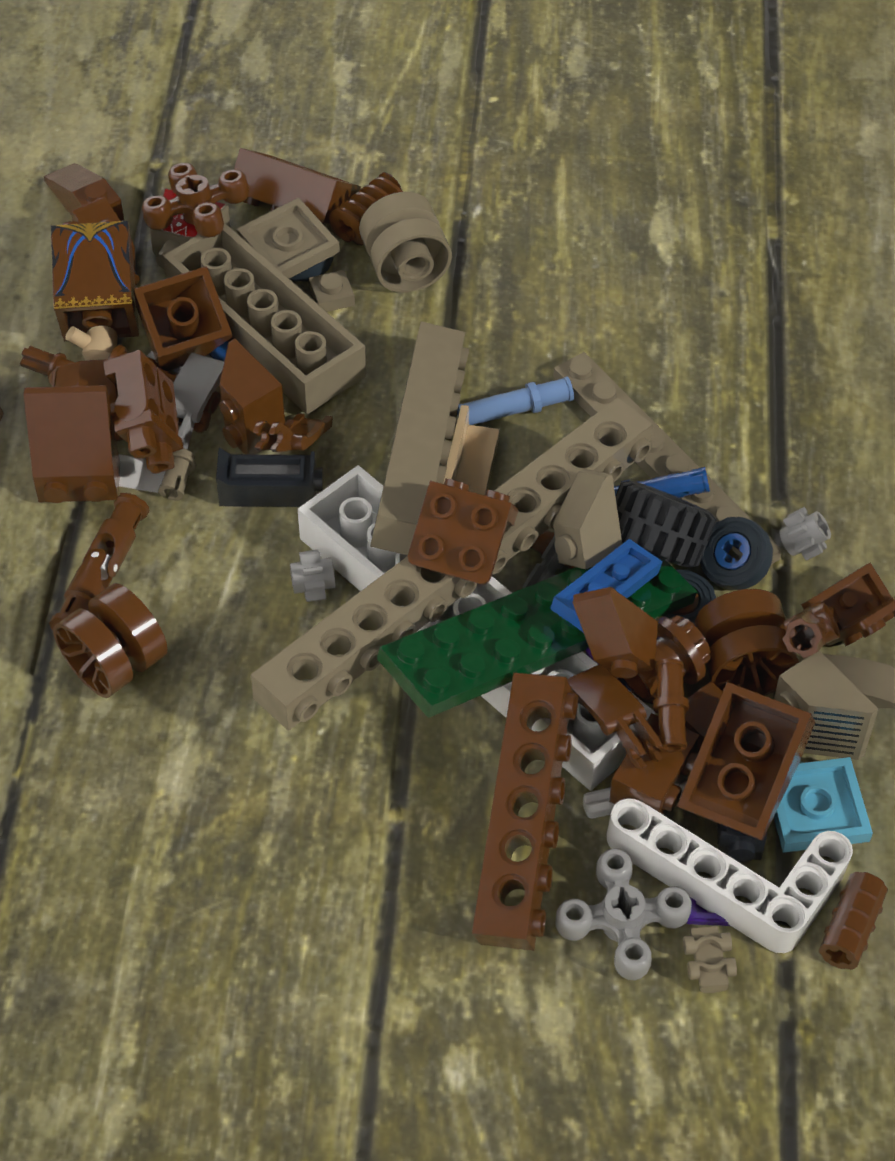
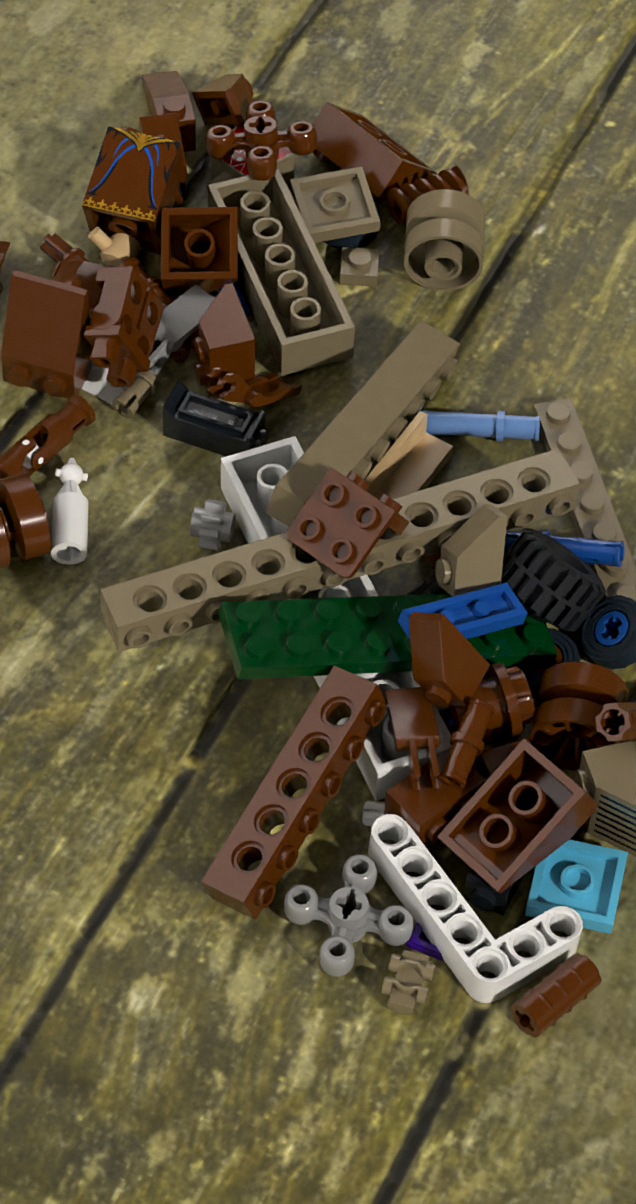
camera: 20 degrees right, 0 degrees up
(138, 175) = (224, 100): none -> reddish brown slope
(170, 612) = (70, 517): none -> white wheel

